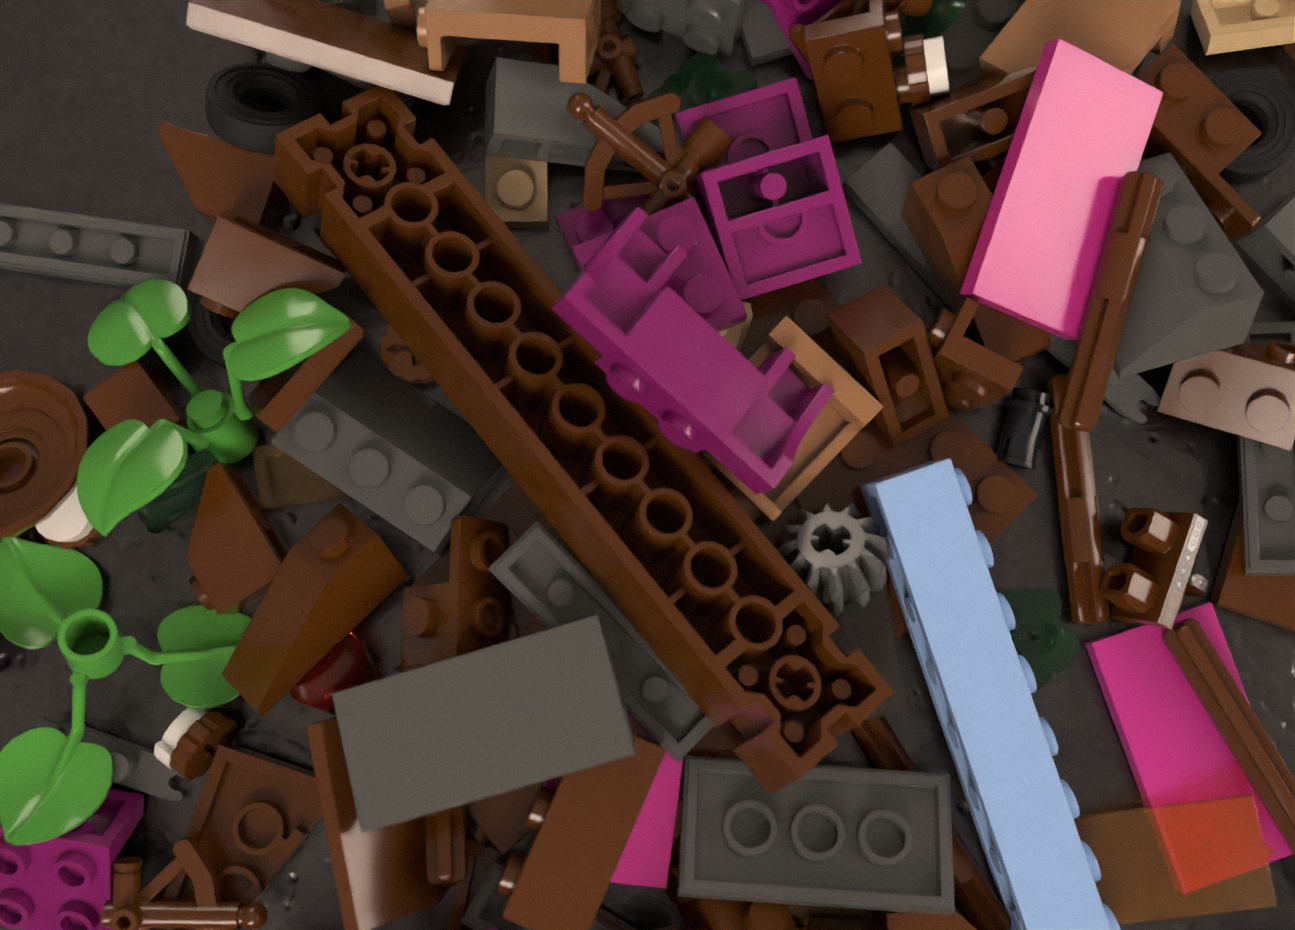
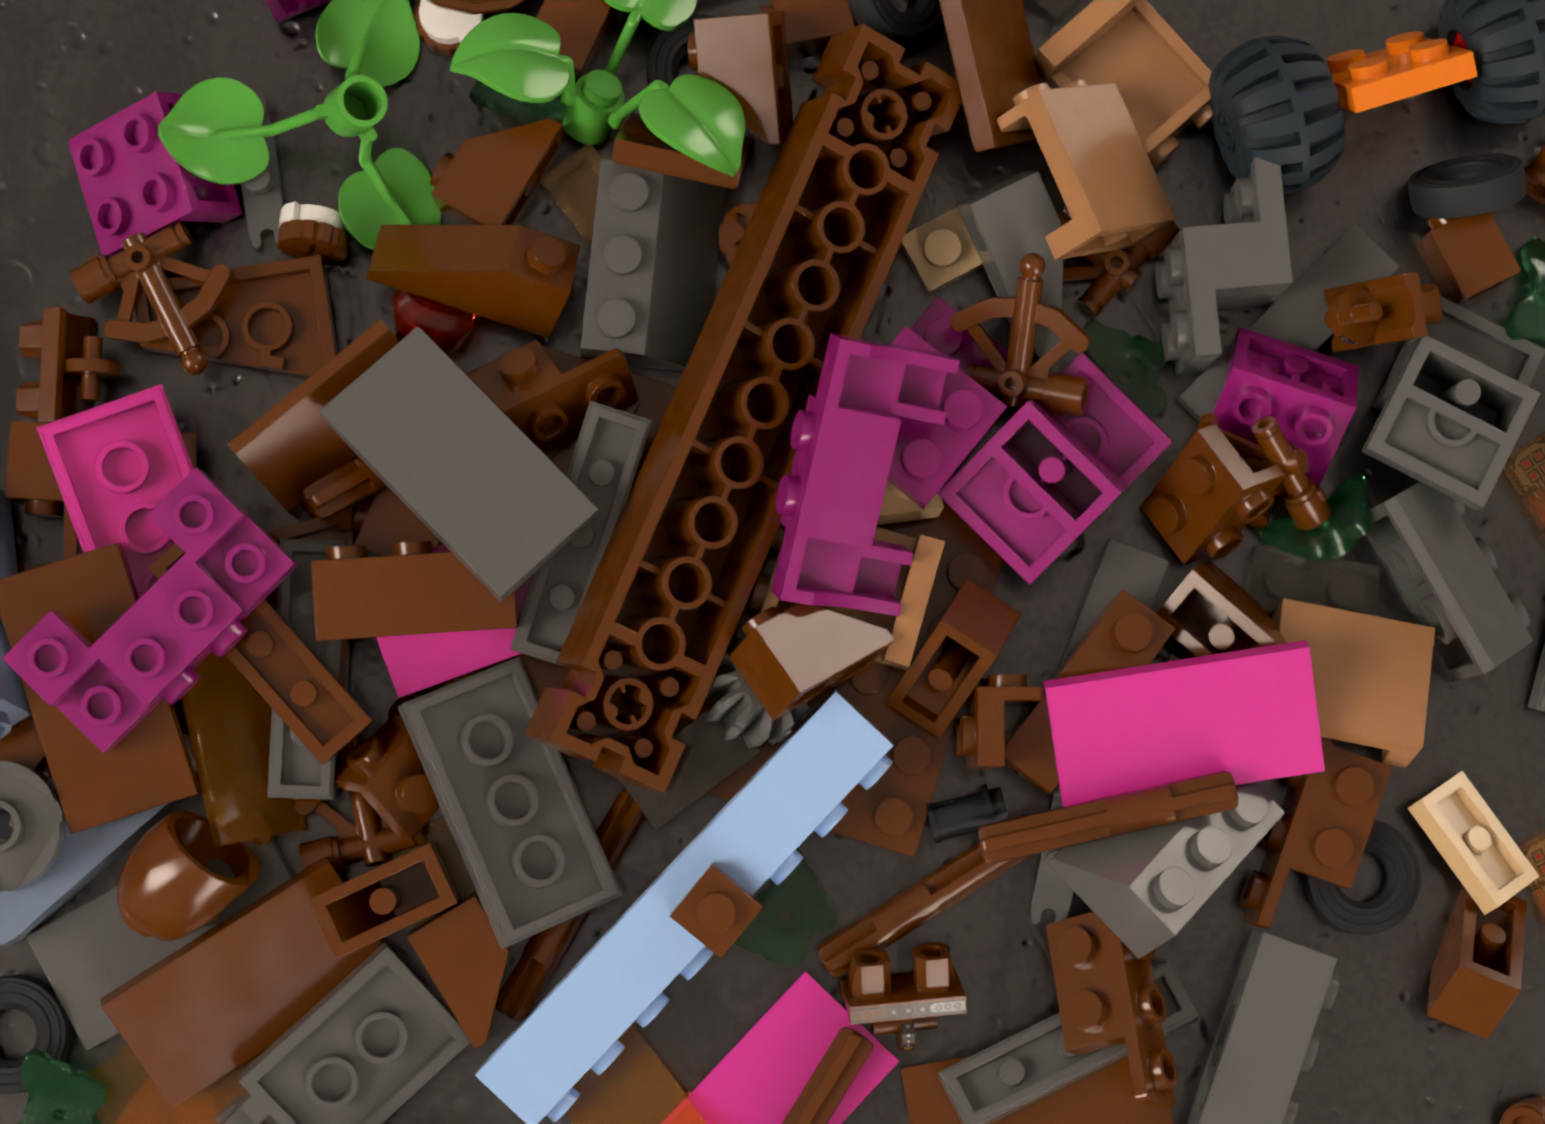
camera: 55 degrees right, 0 degrees up
(828, 496) = (804, 654): none -> slope
(926, 68) = (1247, 554): piece -> none
(1019, 698) = (716, 910): none -> reddish brown plate

